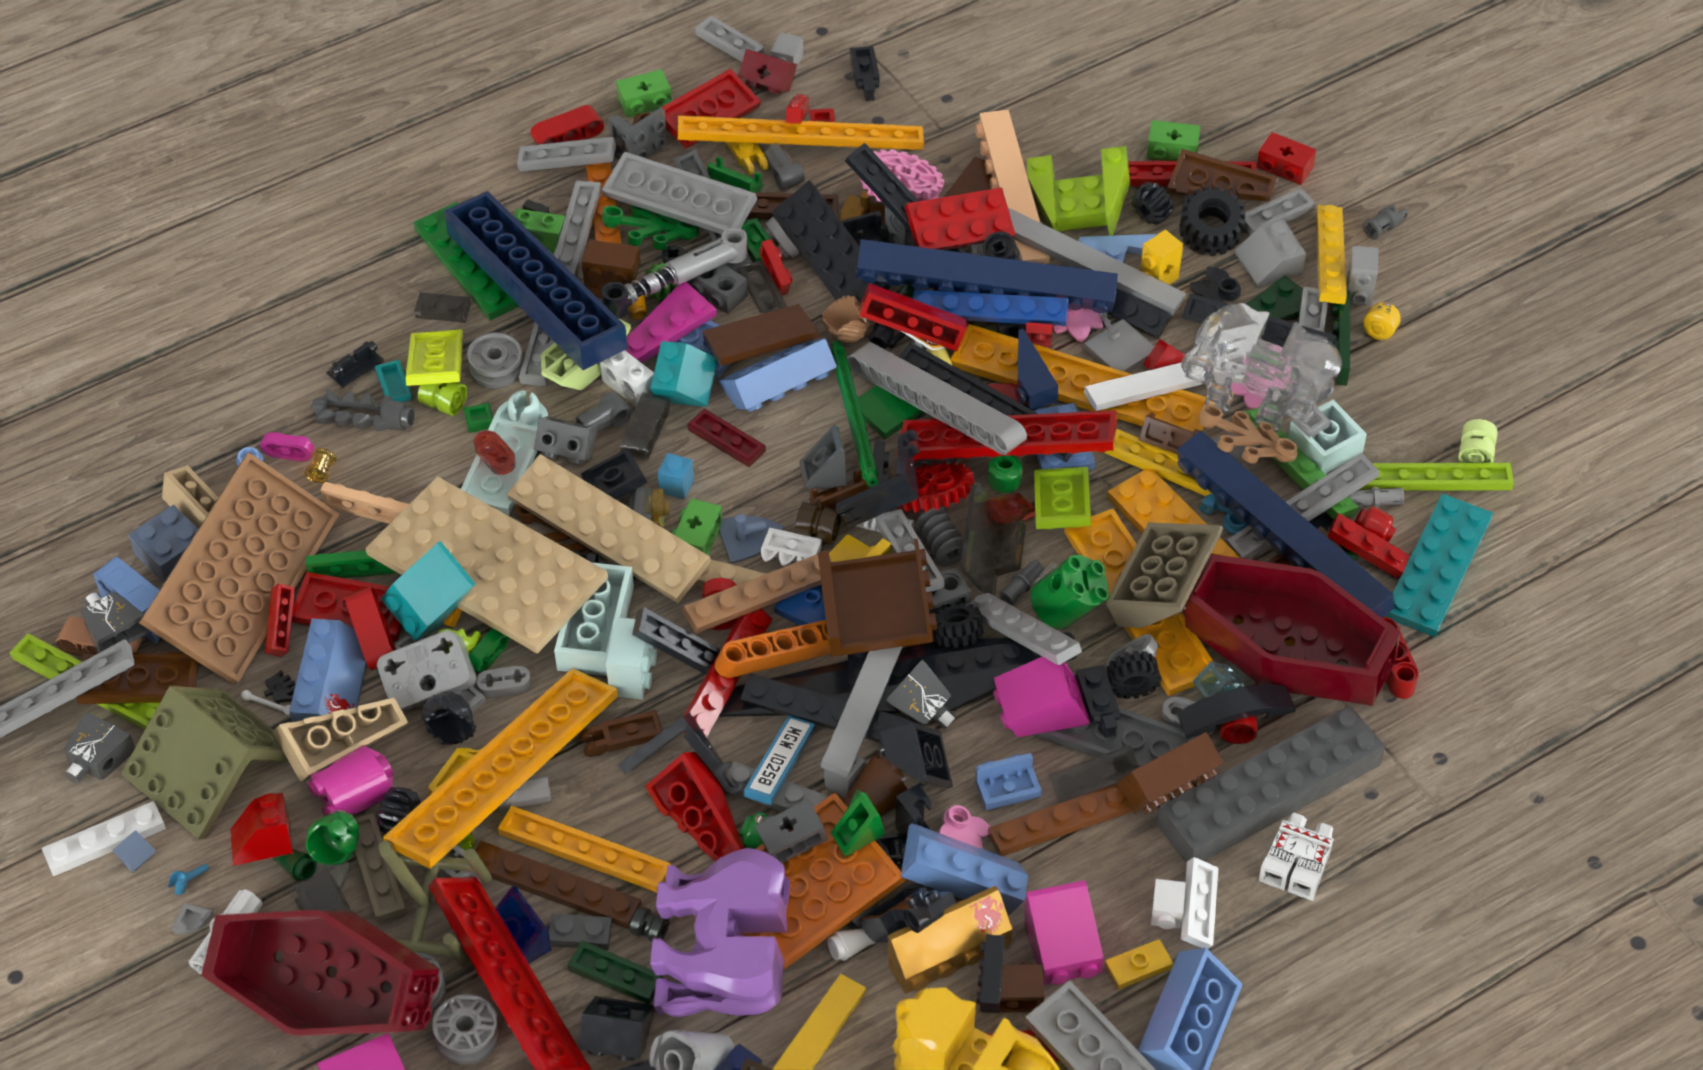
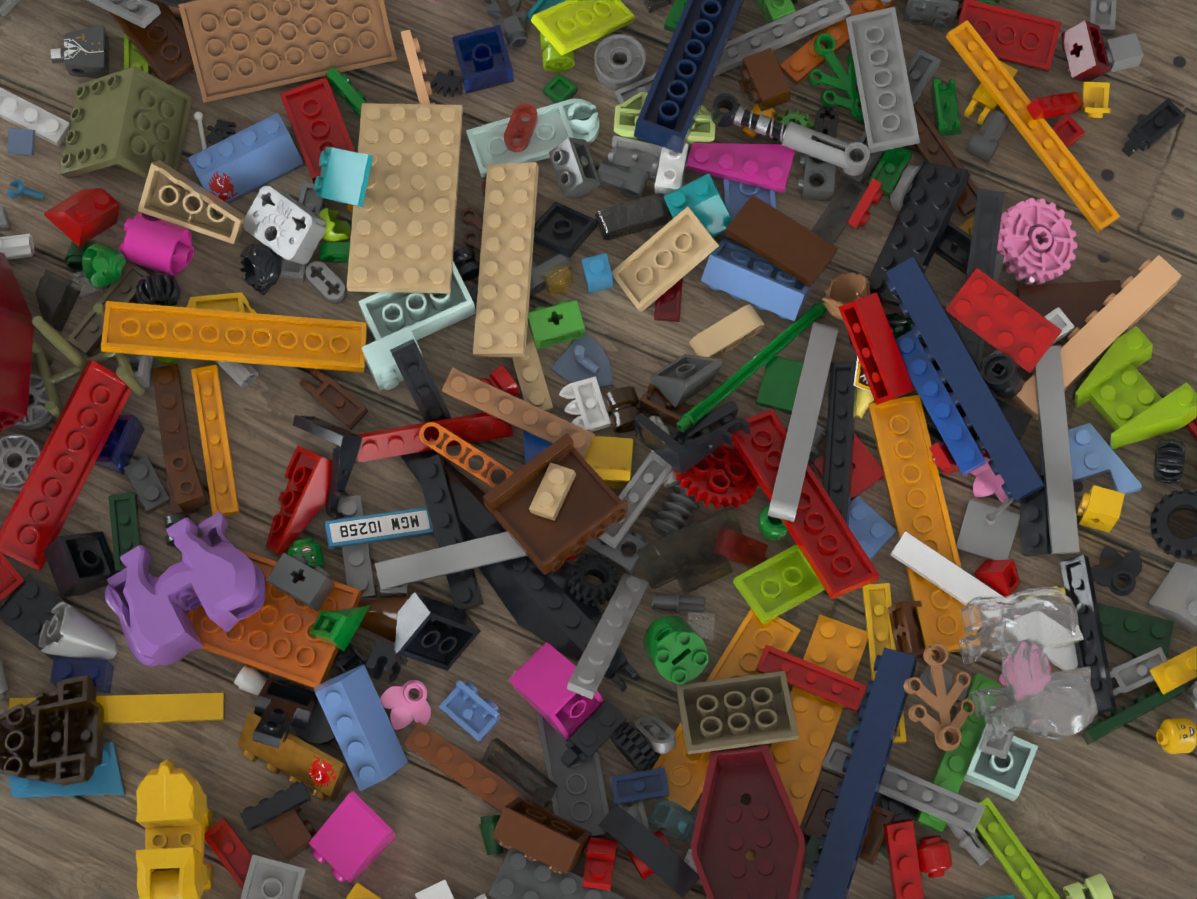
camera: 60 degrees right, 20 degrees up
(279, 620) = (269, 91): red piece -> none
(320, 465) = (431, 14): clear yellow bush -> none
(370, 625) = (299, 158): red beam -> none
(397, 490) = (447, 82): none -> black piece
(402, 447) = (483, 59): none -> clear blue brick
(589, 391) = (635, 153): none -> light grey hinge
(611, 881) = (185, 480): none -> reddish brown brick
(708, 417) = (664, 259): none -> tan plate
(808, 418) = (728, 333): none -> tan beam
(812, 88) = (1095, 99): none -> yellow bracket
(861, 594) = (552, 491): none -> tan plate
(922, 697) = (502, 597): dark grey torso -> none
(1035, 382) = (888, 480): dark blue slope -> none
(1134, 828) = (487, 827): none -> dark green cone
(1172, 687) = (639, 786): none -> dark blue plate
(1176, 510) = (813, 678): none -> red plate
(1231, 749) = (600, 863): none -> red brick

